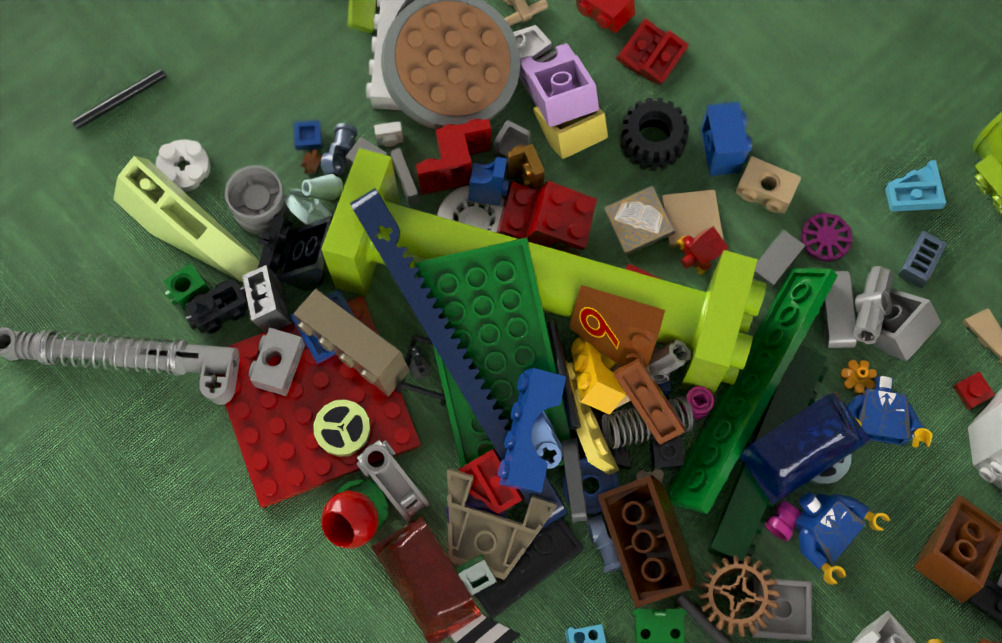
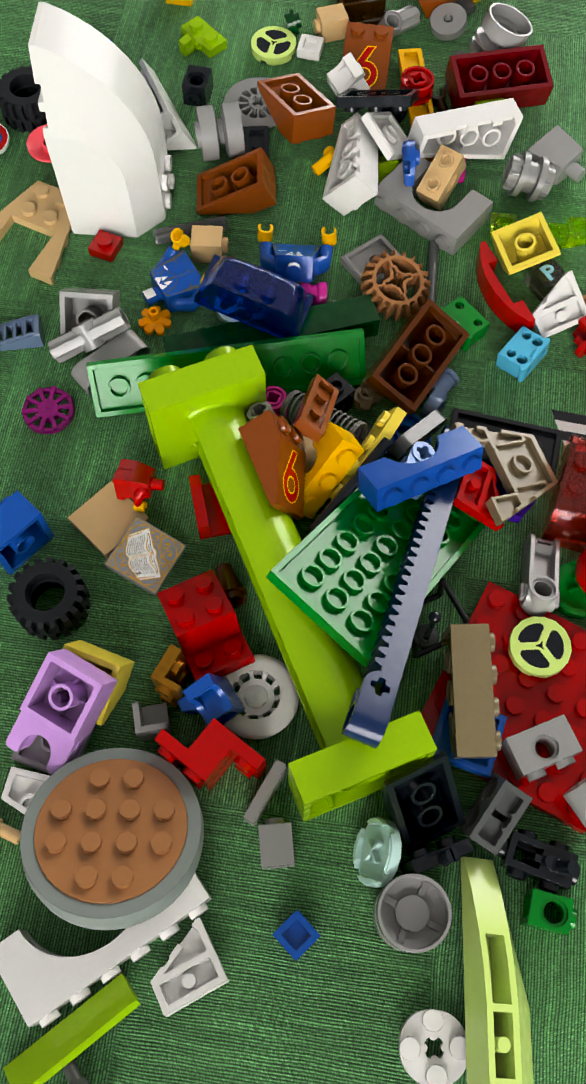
camera: 130 degrees left, 5 degrees down
(311, 162) = (322, 902): dark orange plate -> none
(324, 187) = (339, 862): light aqua cone -> none
(335, 160) = (301, 880): sand blue connector -> none
(341, 65) = (190, 971): none -> white wing
(388, 134) = (233, 847): white plate -> none
(476, 574) = (552, 449): plate -> none
(778, 258) = (96, 433): light grey tile -> none
(781, 181) = (26, 464): tan brick -> none
(909, 474) = (207, 242): none -> tan brick
(940, 474) = (162, 235): none -> dark grey axle

